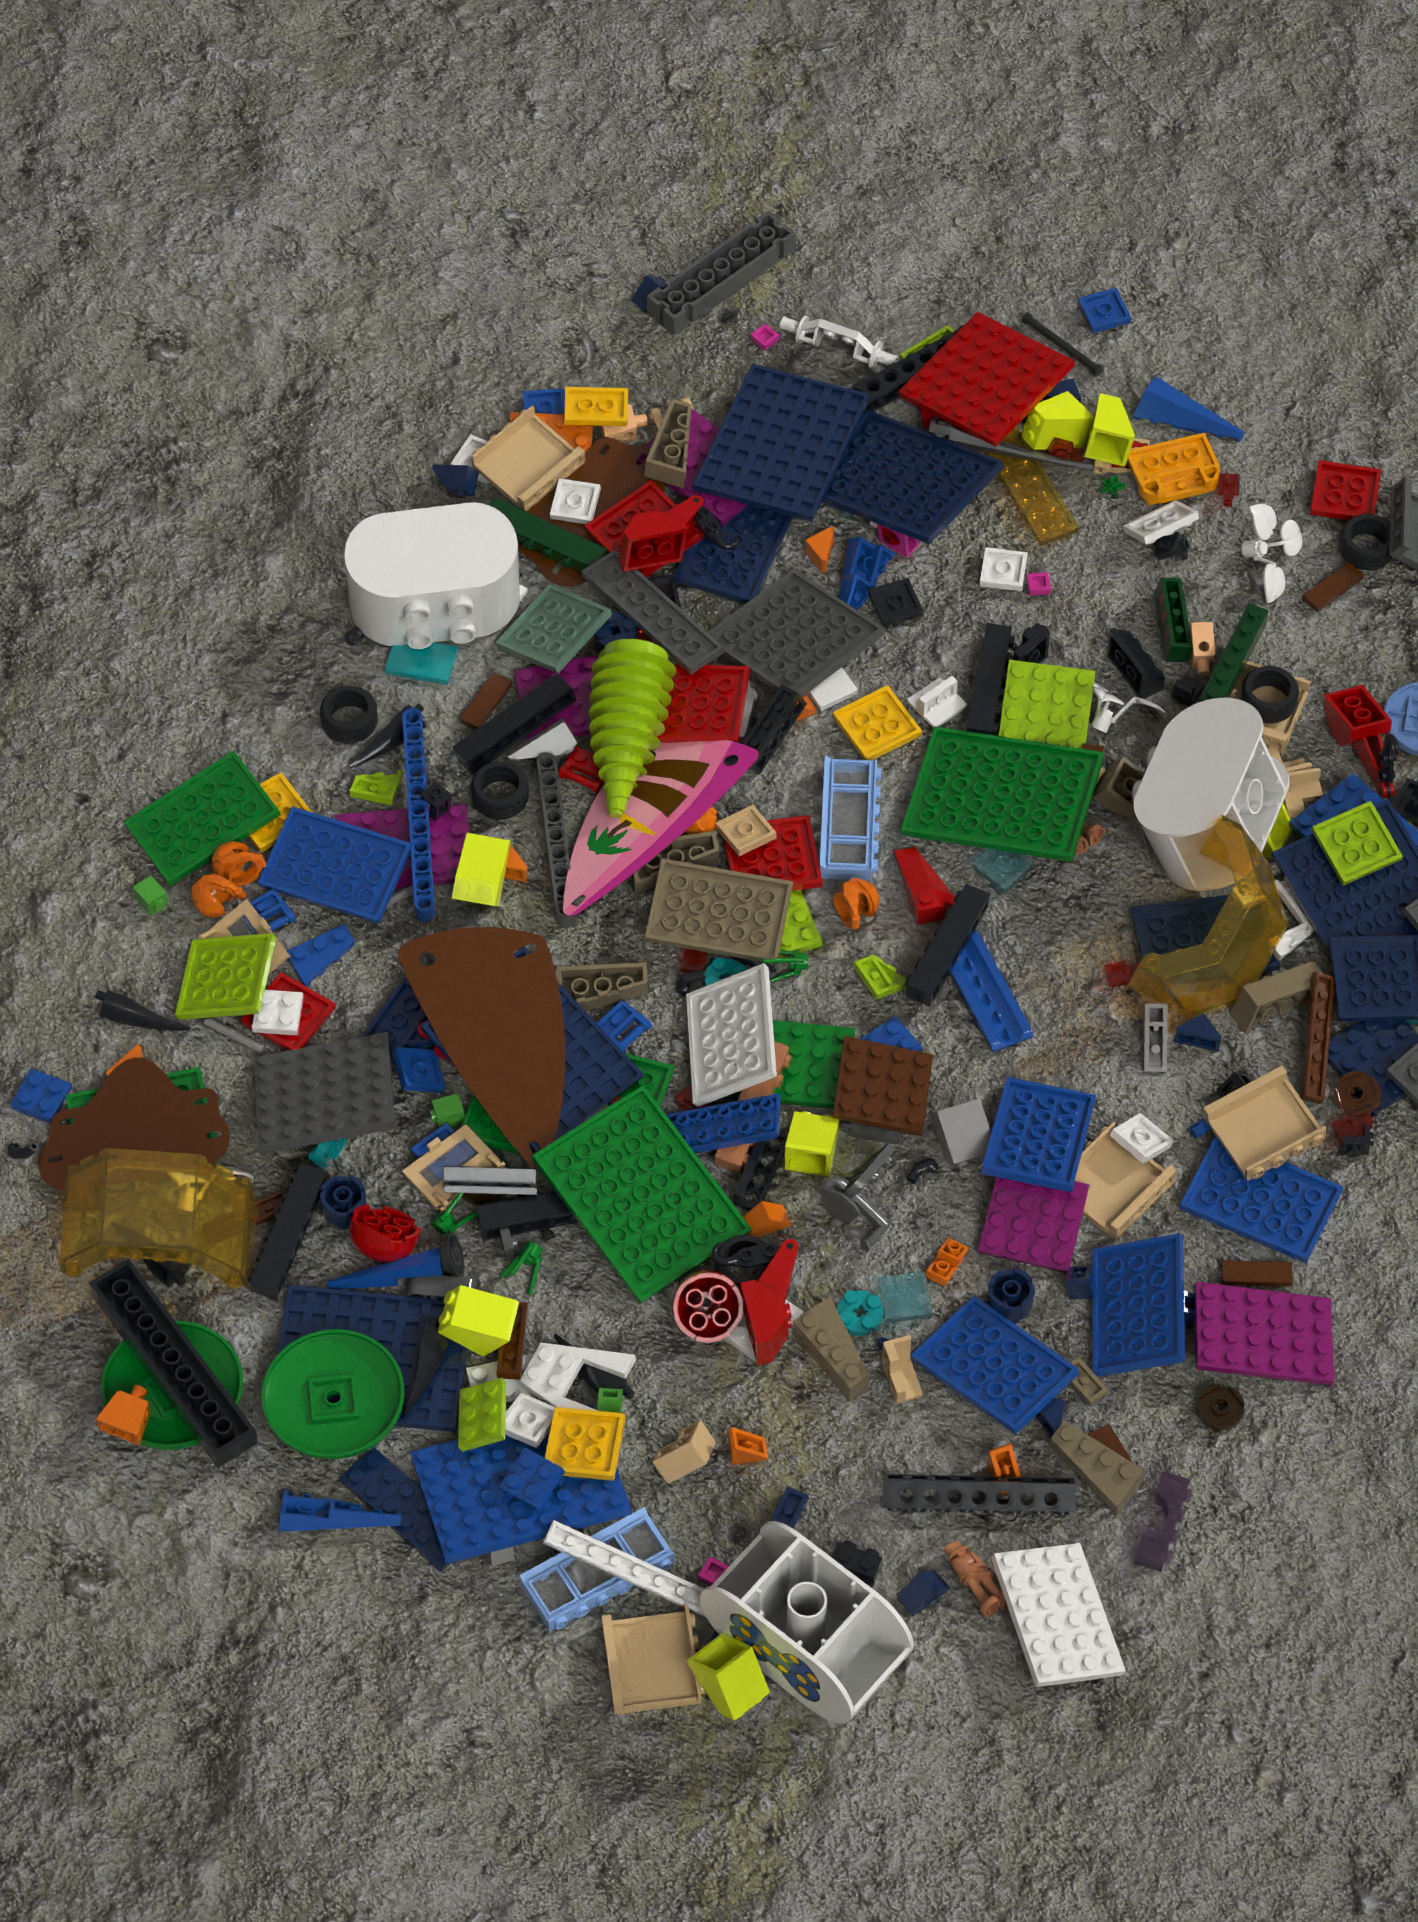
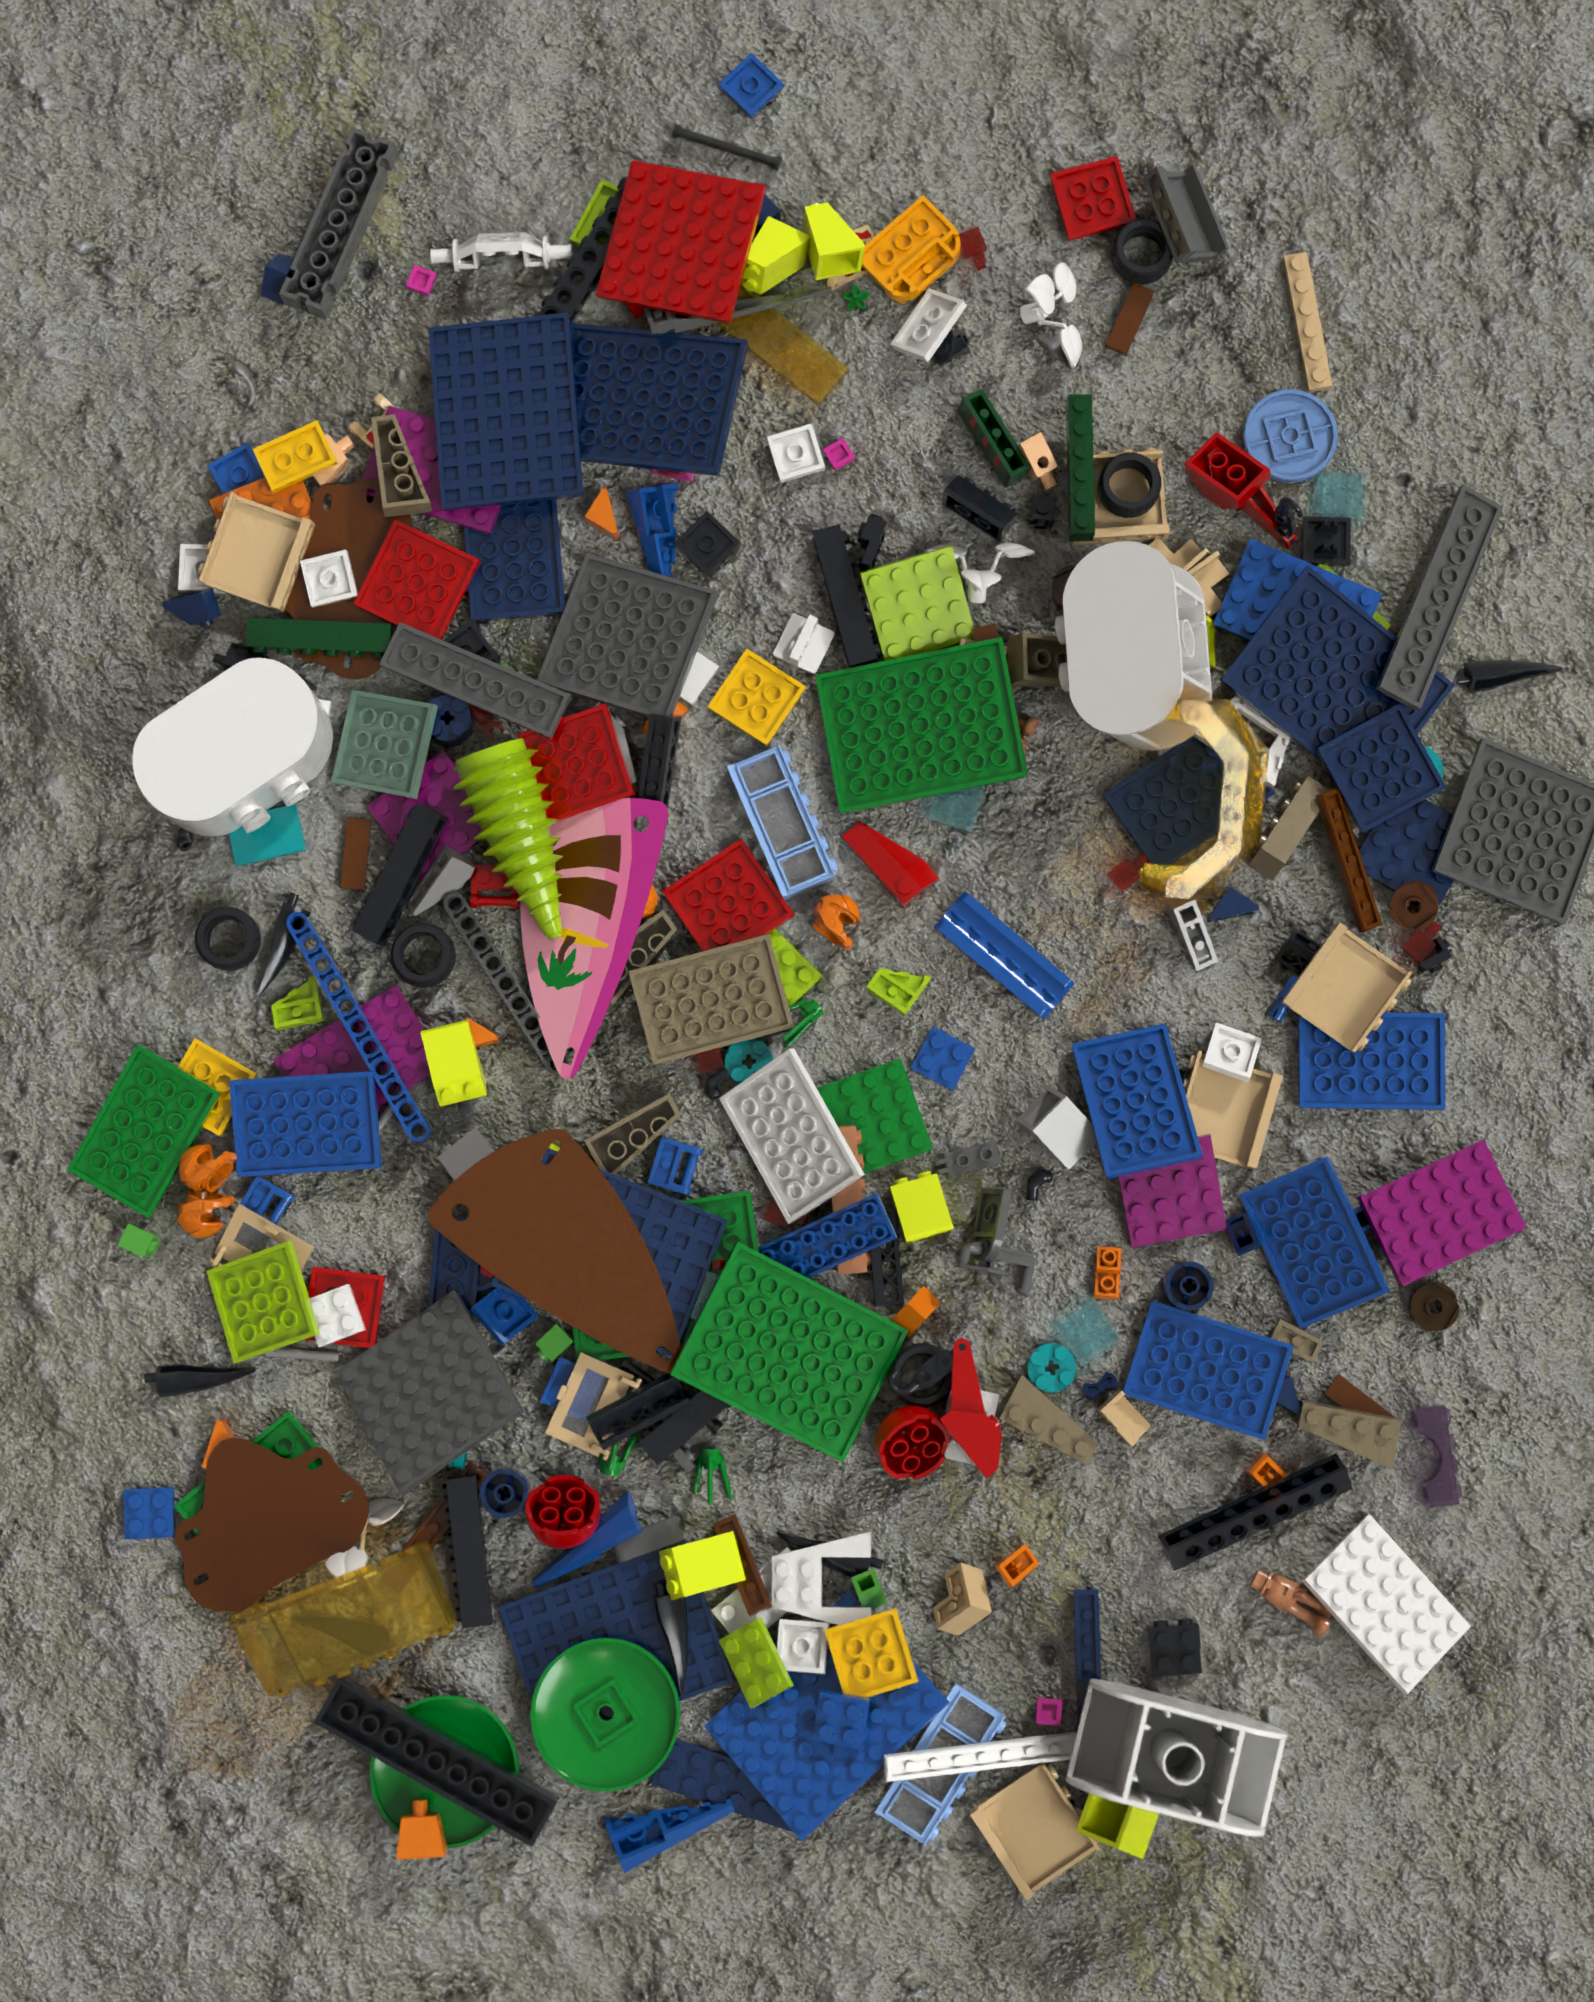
camera: 20 degrees left, 25 degrees up
(22, 1153) = (166, 1585): black arm -> none
(318, 953) = (338, 1222): blue wing -> none
(438, 799) = (369, 1004): black bracket -> none
(452, 1255) = (642, 1503): tile -> none
(660, 537) = (445, 590): red slope -> none
(746, 830) = (691, 890): tan plate -> none
(882, 1086) = (960, 1116): reddish brown plate -> none
(922, 1591) = (1249, 1633): dark blue slope -> none
(947, 944) = (950, 928): black brick -> none
(1065, 449) = (789, 281): clear red plate -> none
(1170, 406) = (875, 176): blue wedge -> none
(1257, 1273) = (1402, 1143): reddish brown tile -> none
(1356, 843) = (1300, 632): lime plate -> none

